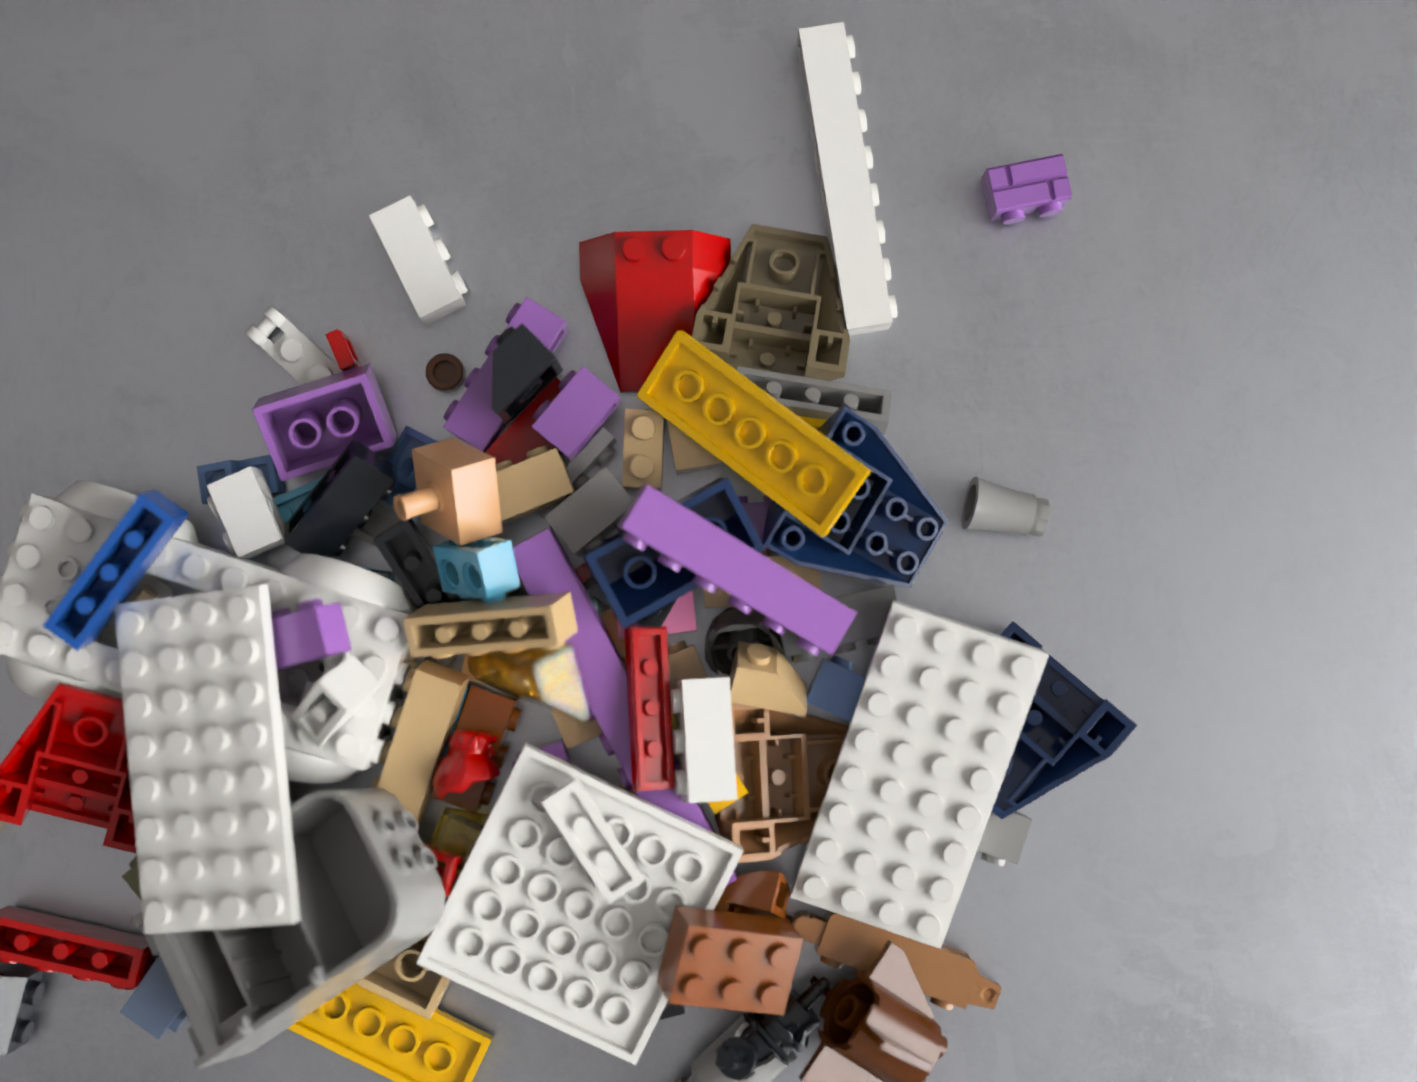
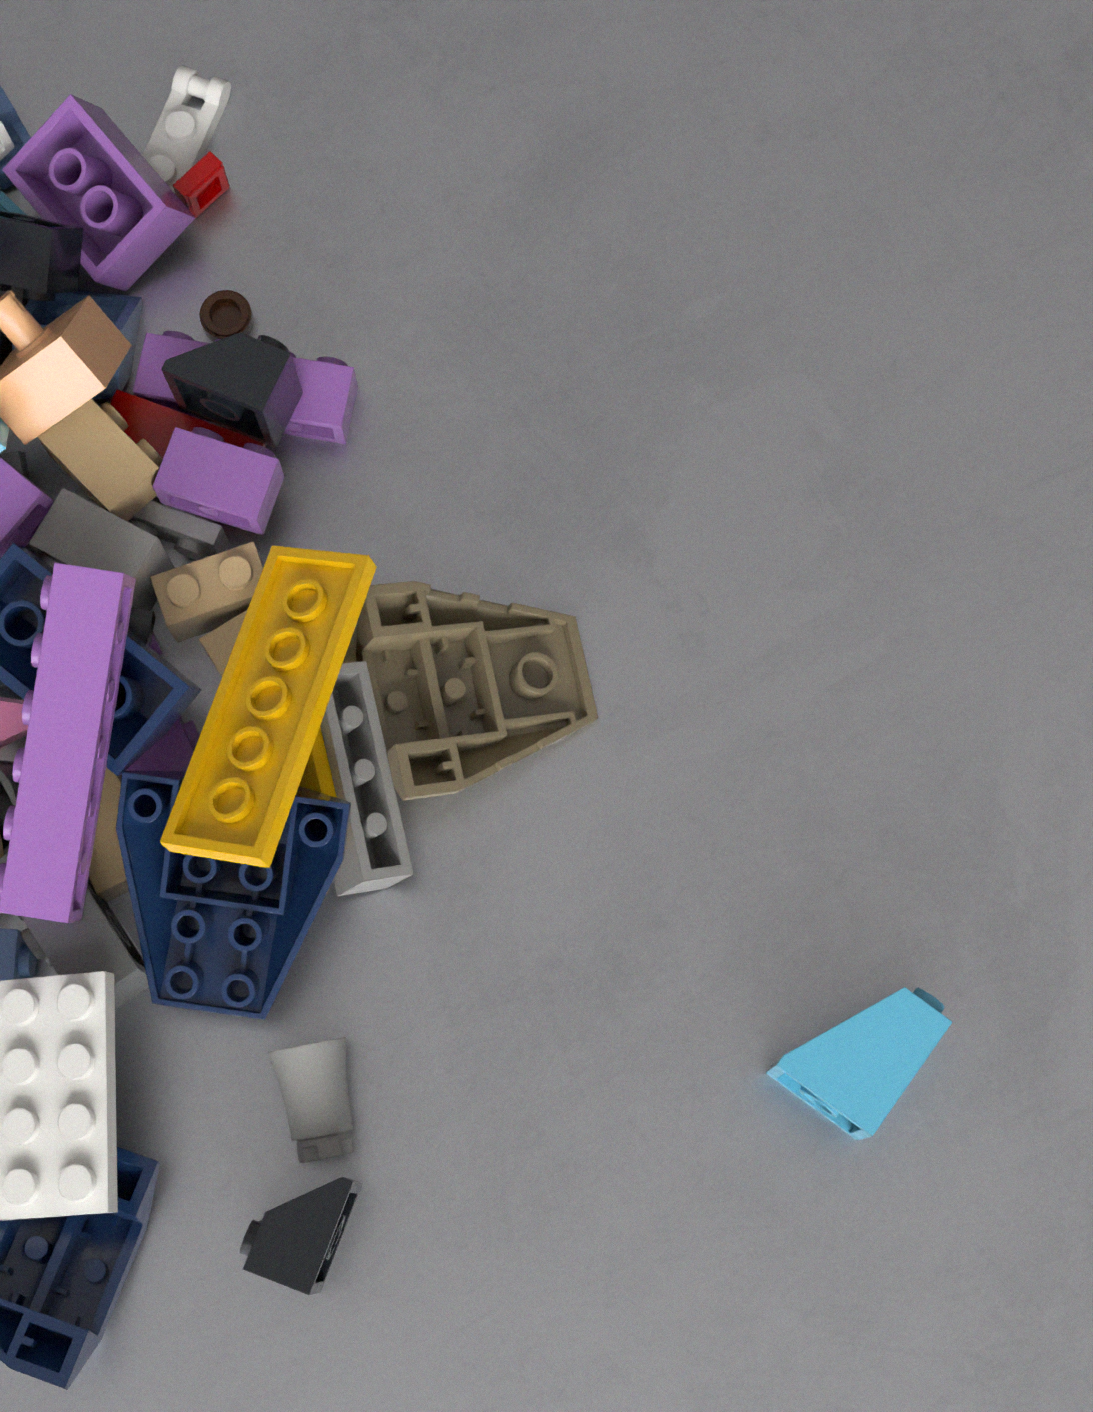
camera: 70 degrees right, 10 degrees down
(419, 259) = (354, 228): white brick -> none
(646, 291) = (431, 518): red wedge -> none
(844, 177) = (678, 708): white brick -> none
(1026, 188) = (770, 953): medium lavender brick -> none
(1092, 547) = (301, 1236): none -> black slope
(1122, 154) = (866, 1061): none -> medium azure slope

